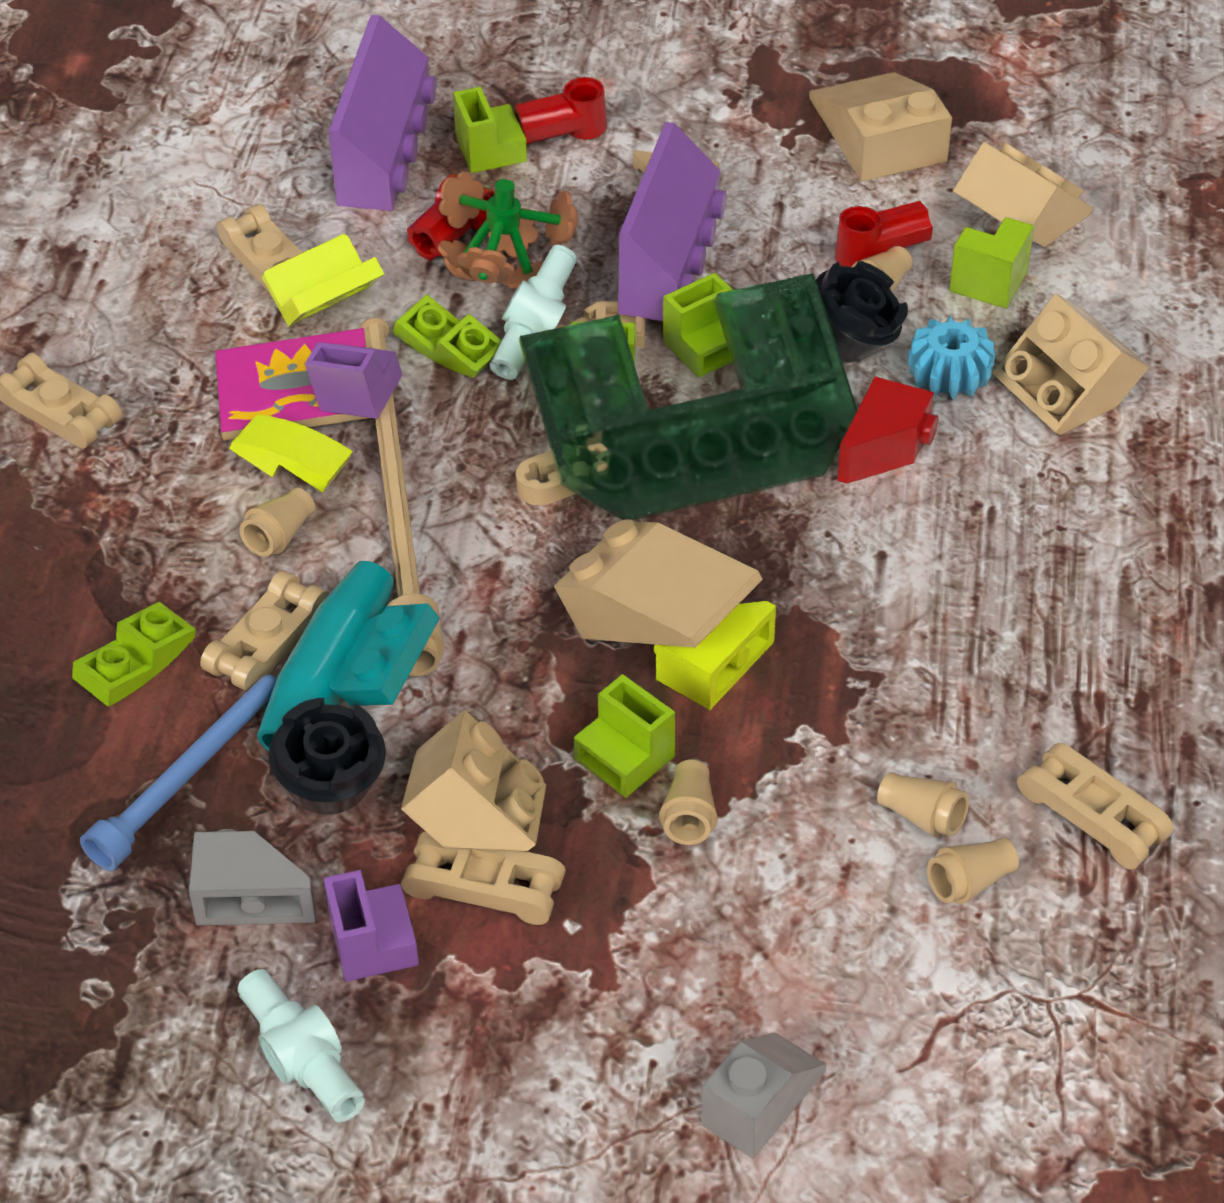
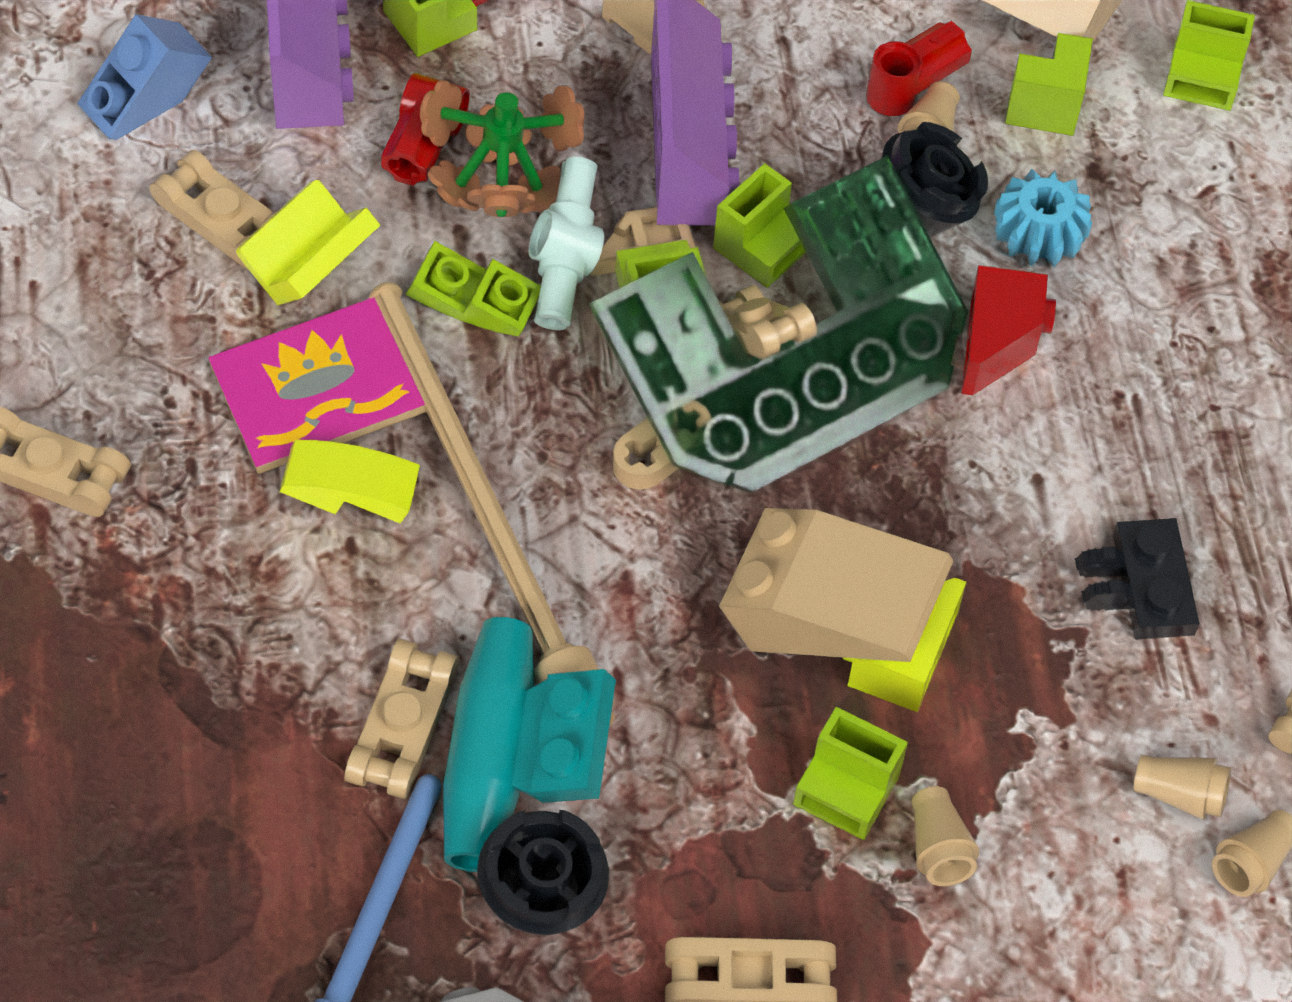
camera: 20 degrees left, 10 degrees up
(141, 651) = (263, 779): lime slope -> none
(241, 147) = (143, 75): none -> medium blue slope
(273, 524) = (365, 578): tan cone -> none
(352, 378) = (398, 376): medium lavender piece -> none
(474, 790) = (716, 880): tan slope -> none
(673, 386) = (767, 324): none -> tan plate
(955, 646) = (1153, 577): none -> black hinge
(1069, 367) = (1171, 208): tan slope -> none
(1142, 260) = (1208, 55): none -> lime piece

